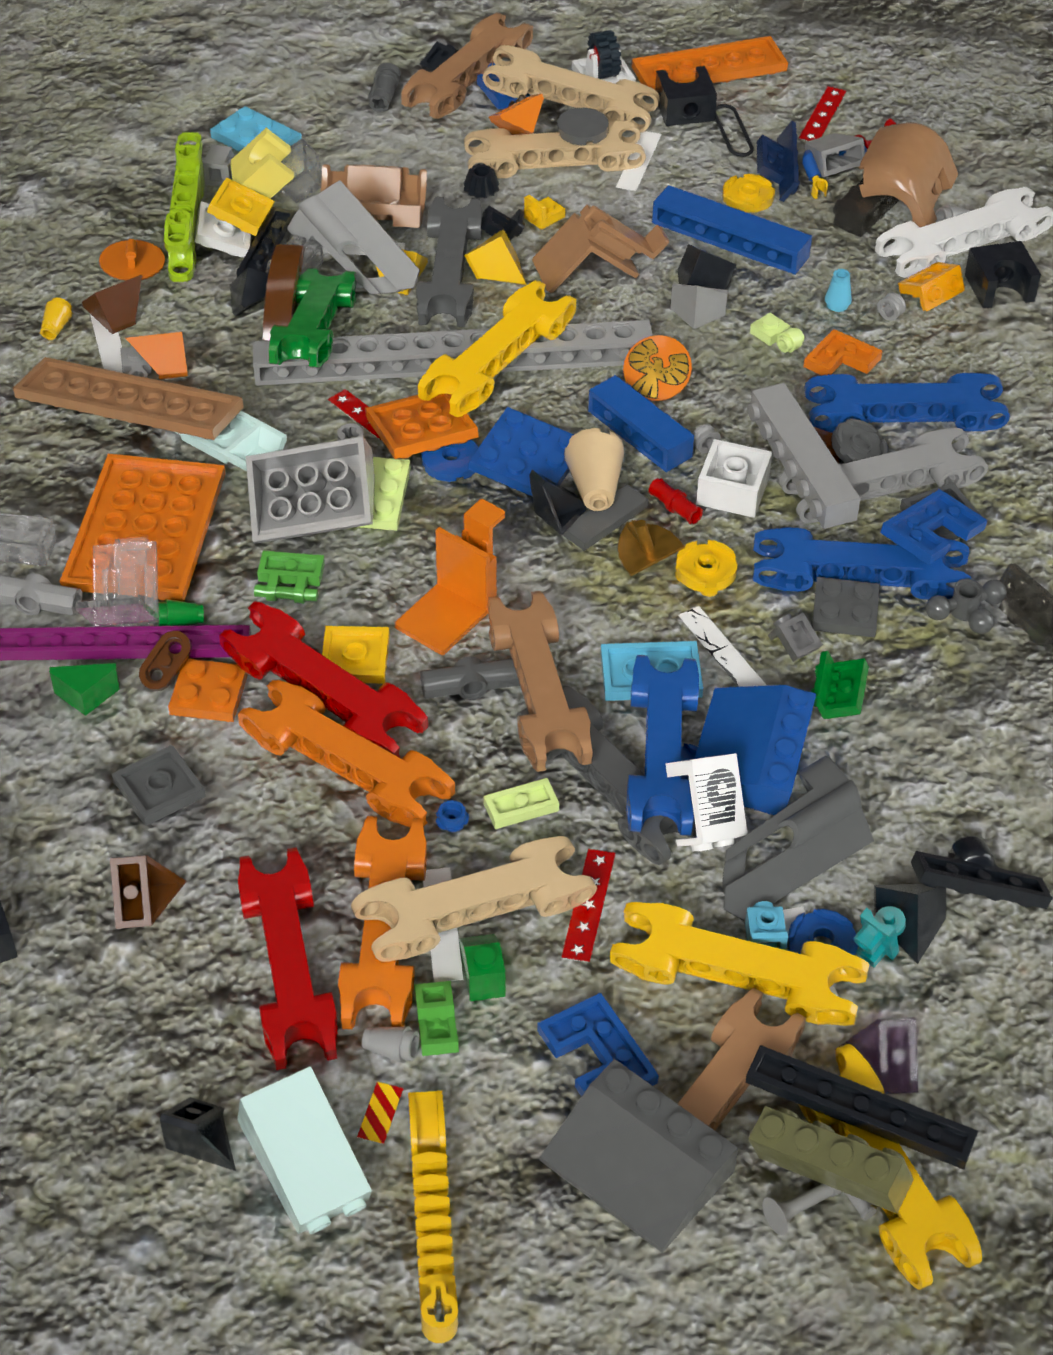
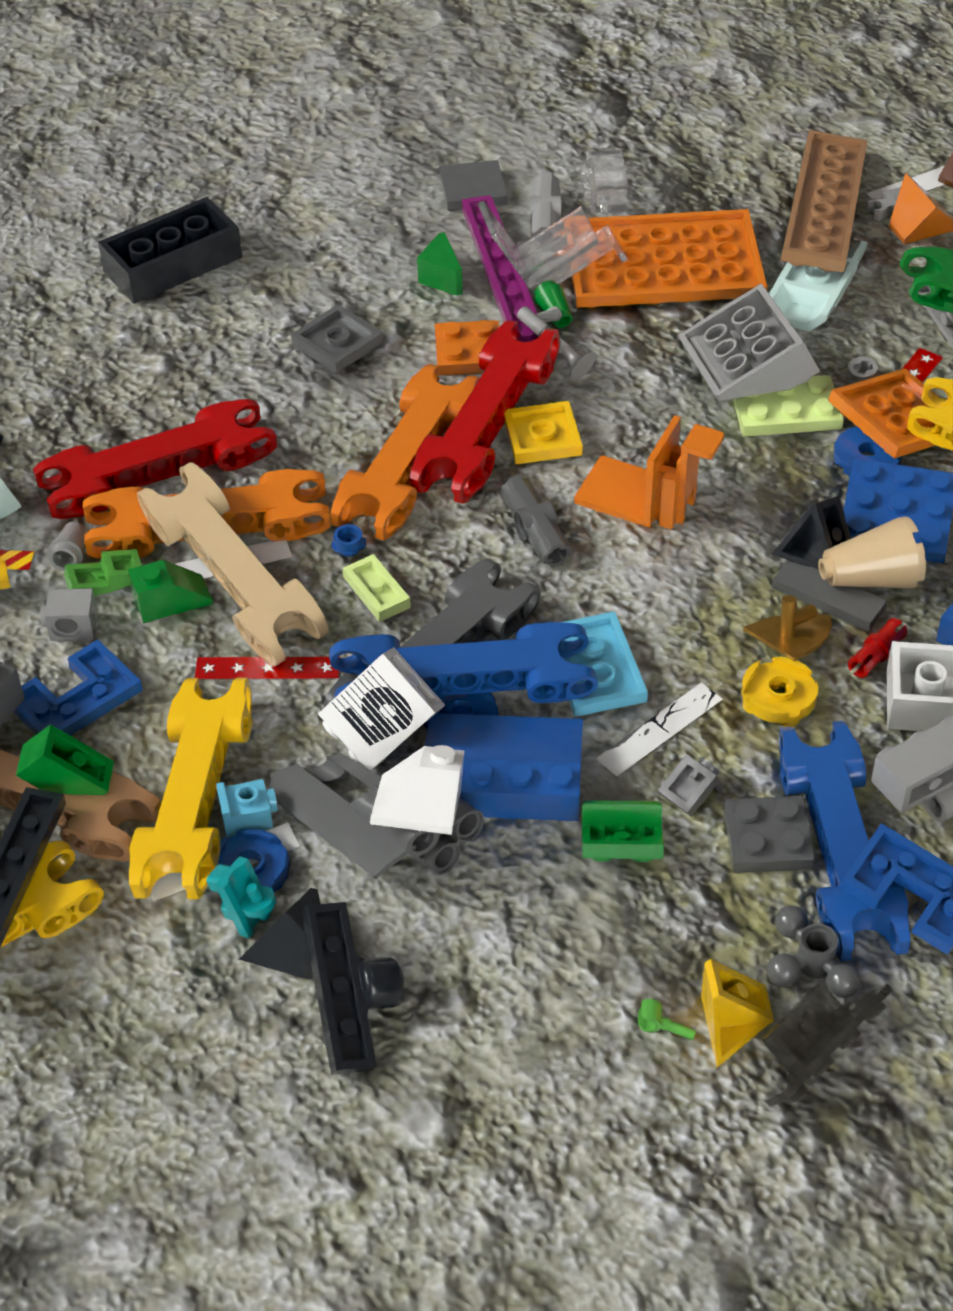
camera: 80 degrees right, 0 degrees up
(55, 317) = (931, 135): yellow cone -> none
(141, 890) = (209, 352): reddish brown slope -> none
(162, 659) = (482, 303): reddish brown plate -> none
(212, 625) = (579, 362): none -> light grey piece
(289, 569) = (644, 366): bright green plate -> none
(494, 1045) = (69, 614): none -> light grey brick
(549, 720) = (467, 573): medium nougat piece -> none
(722, 1047) = (64, 764): none -> green slope
(817, 778) = (421, 791): none -> white slope
(891, 1052) = (92, 937): clear purple slope -> none
(1009, 706) = (651, 1020): none -> bright green hand
(1011, 662) = (733, 1008): none -> yellow slope

